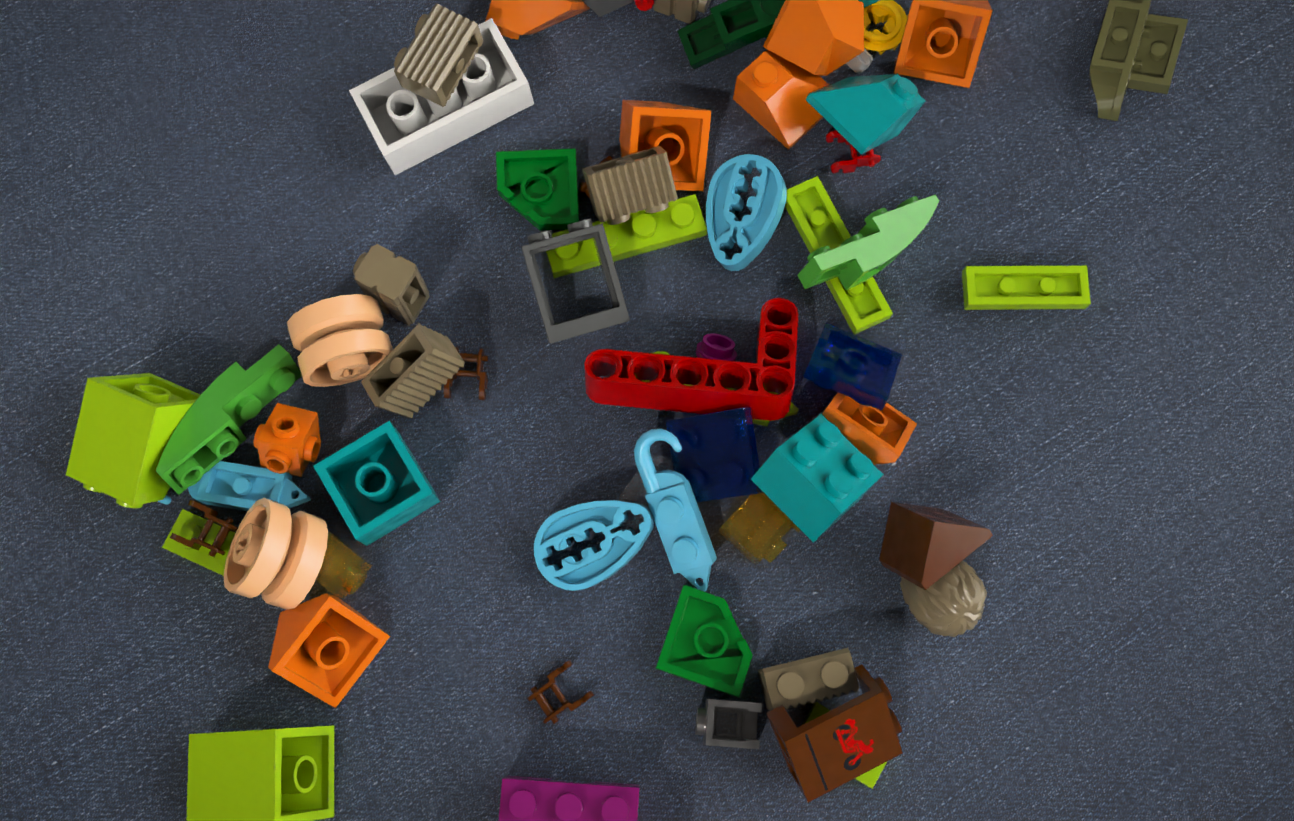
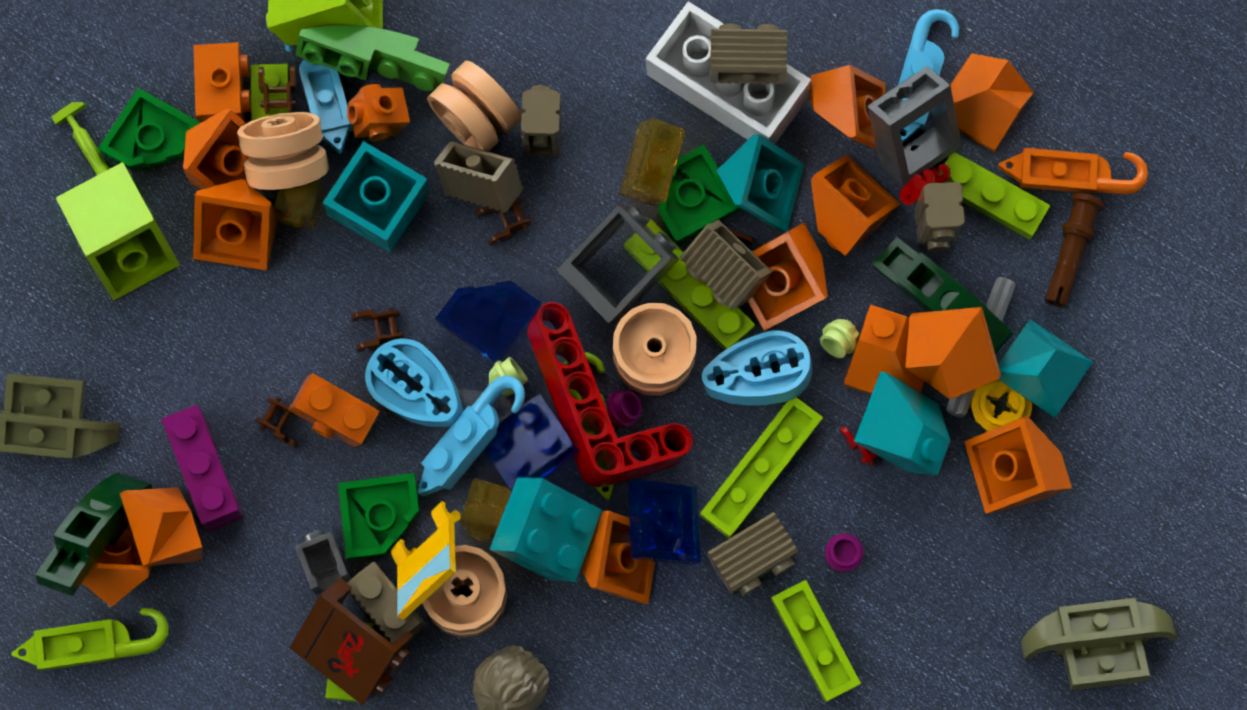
camera: 65 degrees right, 0 degrees up
(133, 766) = (81, 136): none -> lime piece
(164, 589) = (220, 80): none -> orange brick
(173, 690) = (147, 133): none -> green plate
(234, 627) = (214, 151): none -> orange slope
(488, 204) = (652, 162): none -> clear yellow brick
(506, 532) = (390, 315): none -> reddish brown piece
(559, 435) = (489, 316): none -> clear blue plate
(560, 116) = (763, 181): none -> teal slope
(580, 636) = (333, 411): none -> orange brick
(624, 445) = (508, 368): none -> yellowish green plate
(629, 54) = (849, 204): none -> orange slope
(677, 291) = (654, 326): none -> light nougat wheel
(747, 126) = (839, 338): none -> yellowish green plate
(801, 614) = (429, 565): none -> yellow flag
(856, 586) = (480, 610): none -> light nougat wheel
(873, 247) = (789, 497): slope -> none
(919, 302) = (753, 554): none -> dark tan brick
(927, 542) = (544, 648): reddish brown slope -> none
(951, 223) = (844, 552): none -> magenta plate

